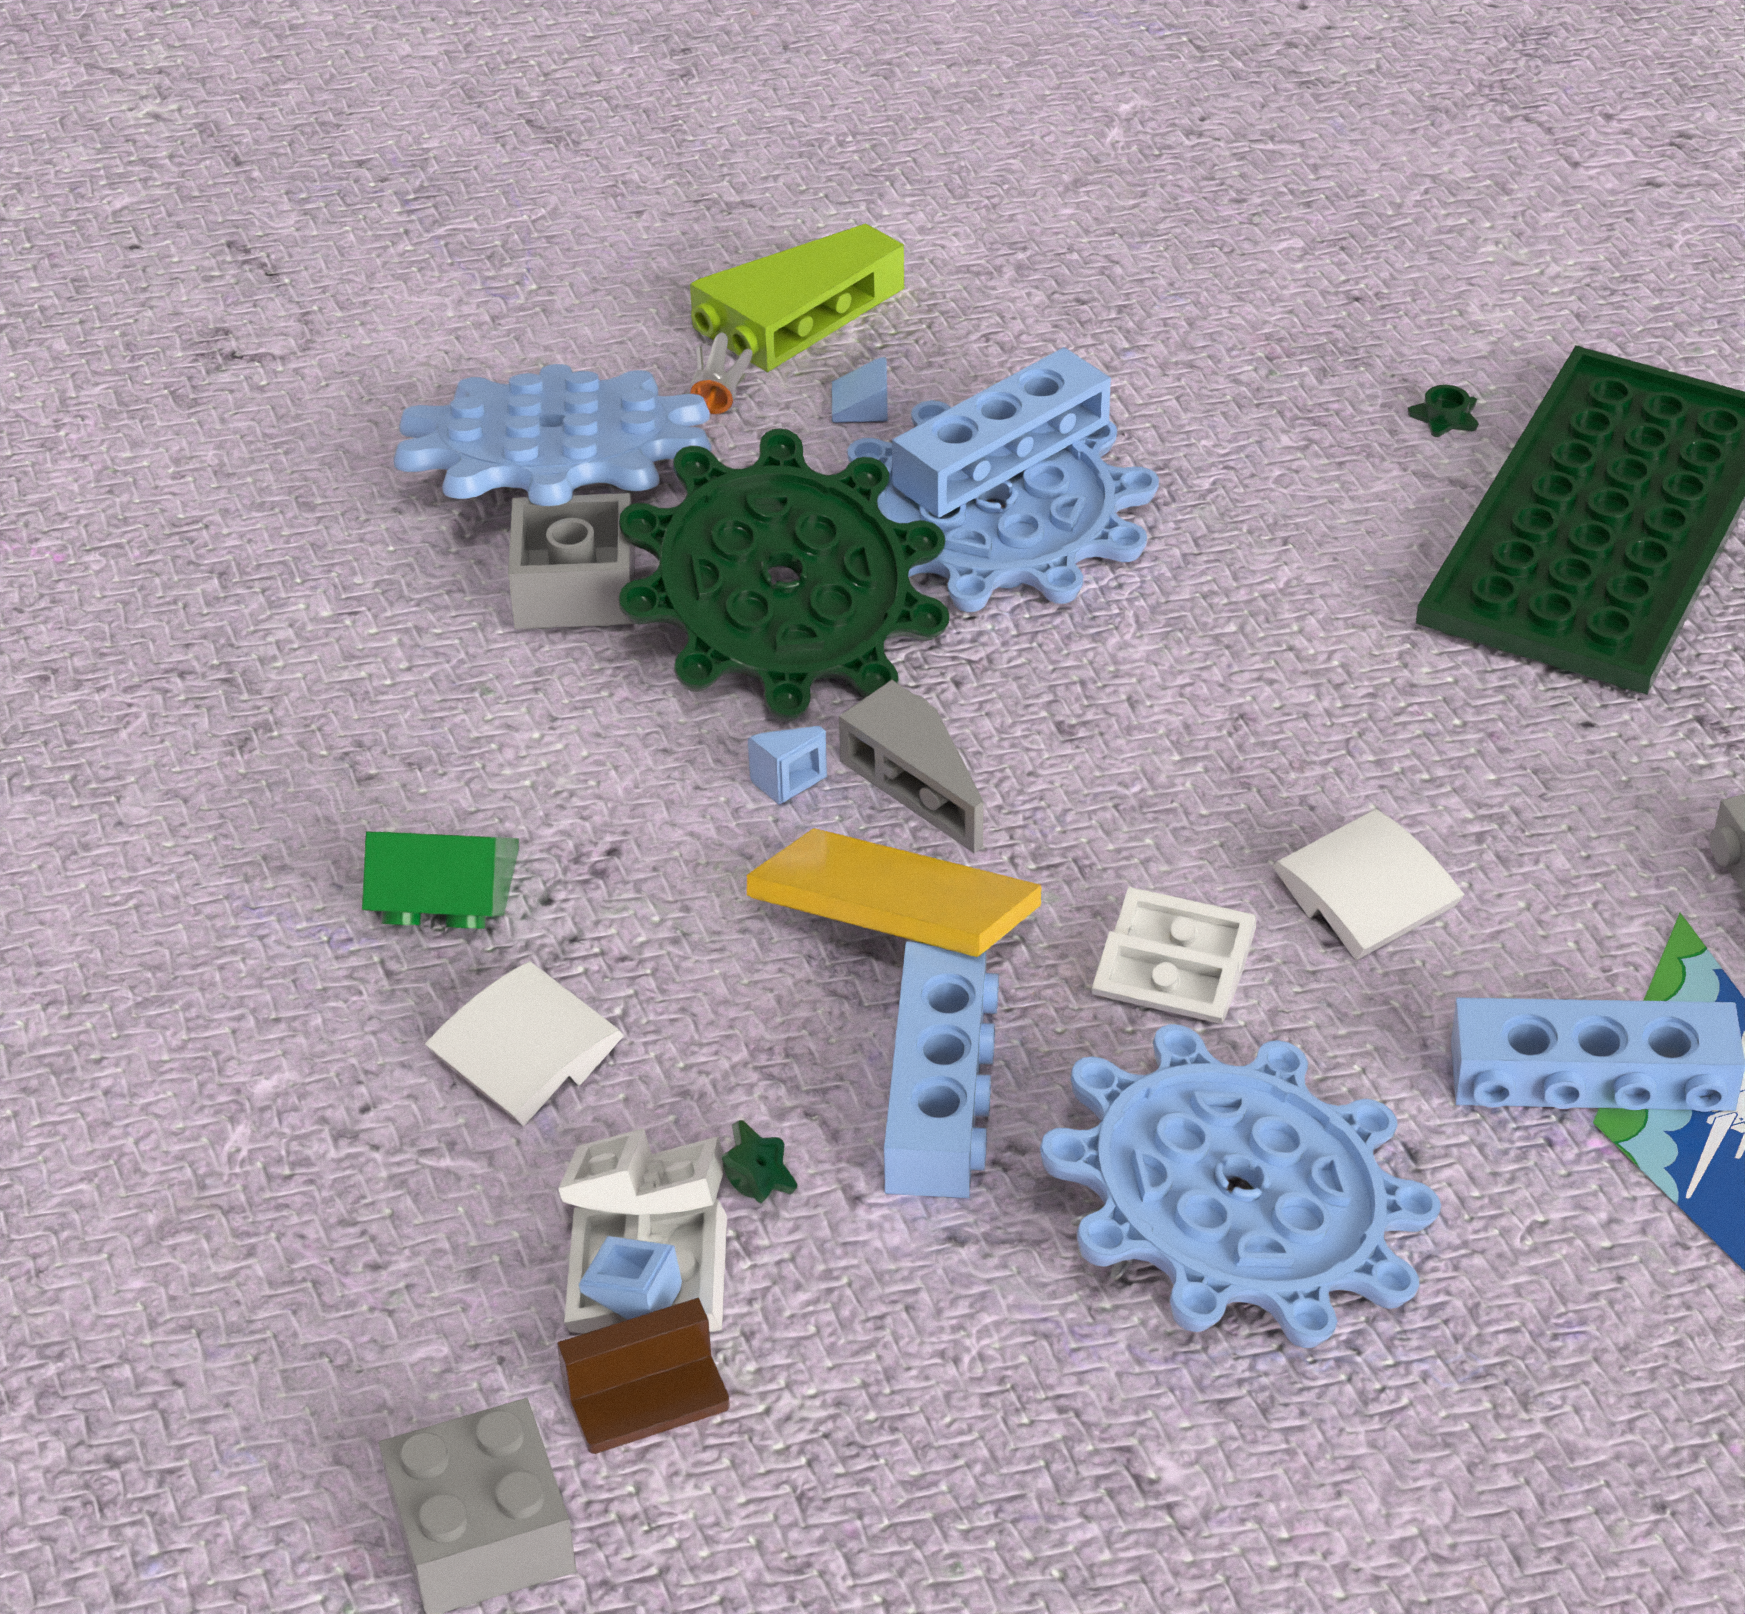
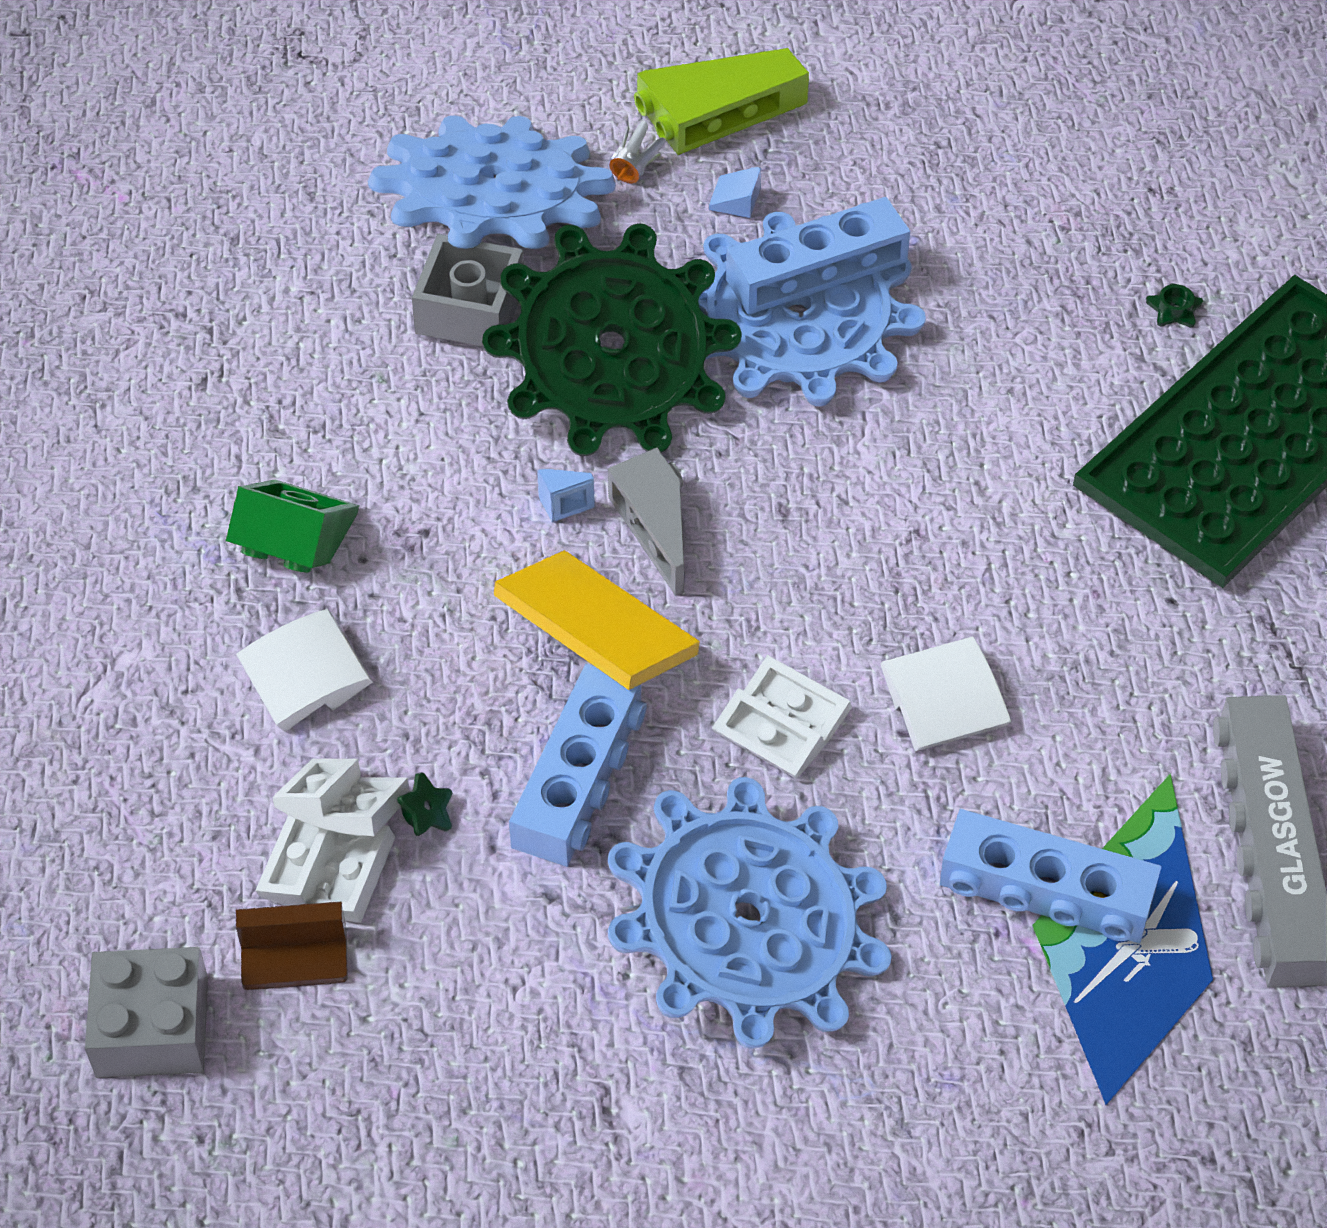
camera: 15 degrees right, 10 degrees up
(633, 1276) = (306, 873): light blue slope -> none

